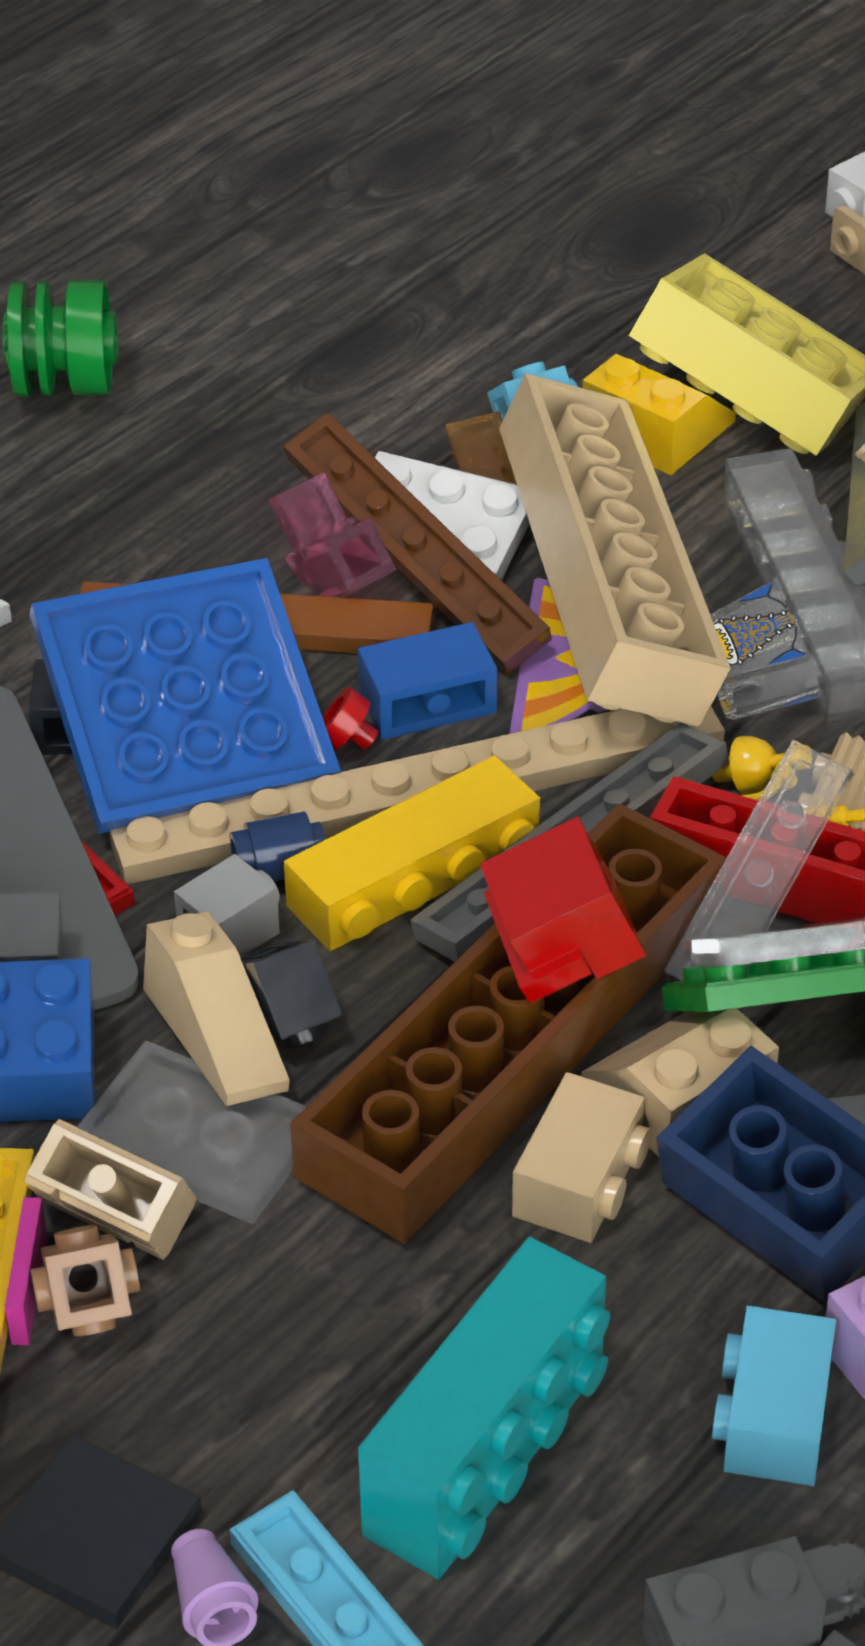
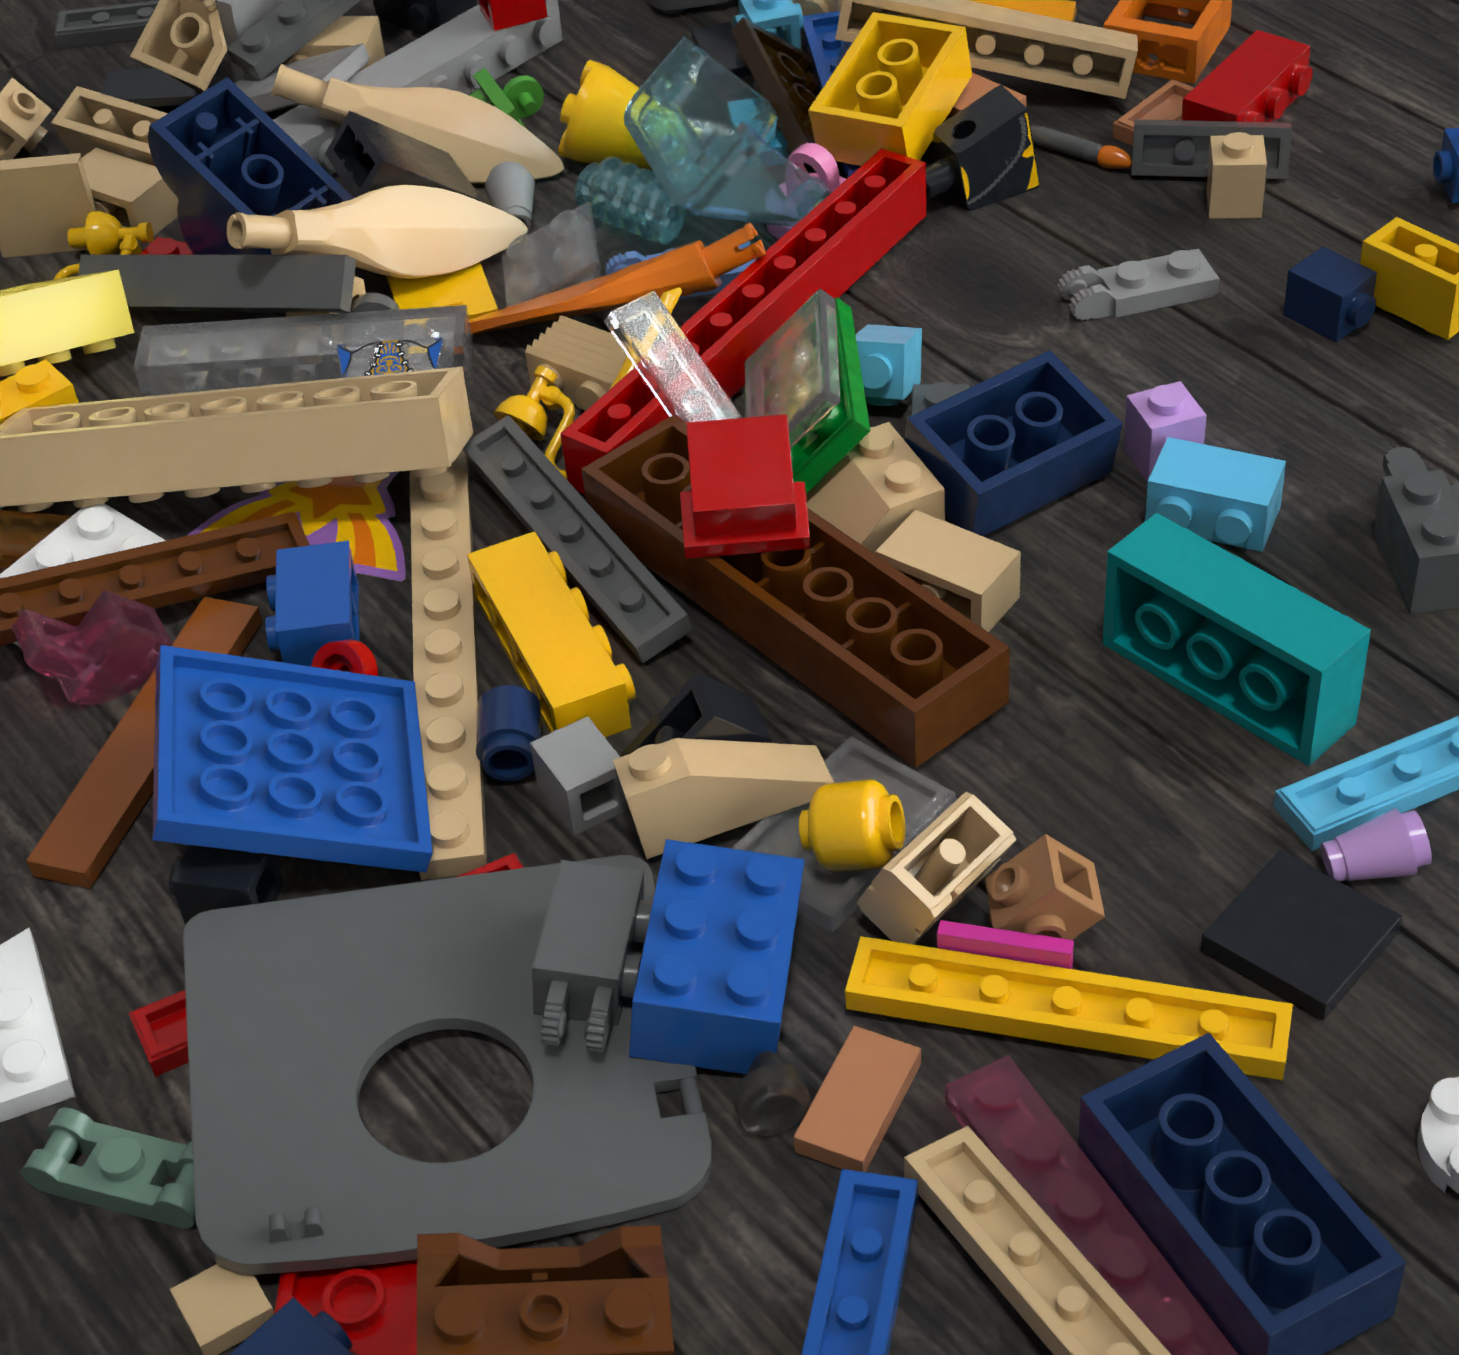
camera: 75 degrees left, 0 degrees up
(155, 1110) = (853, 825): none -> yellow head

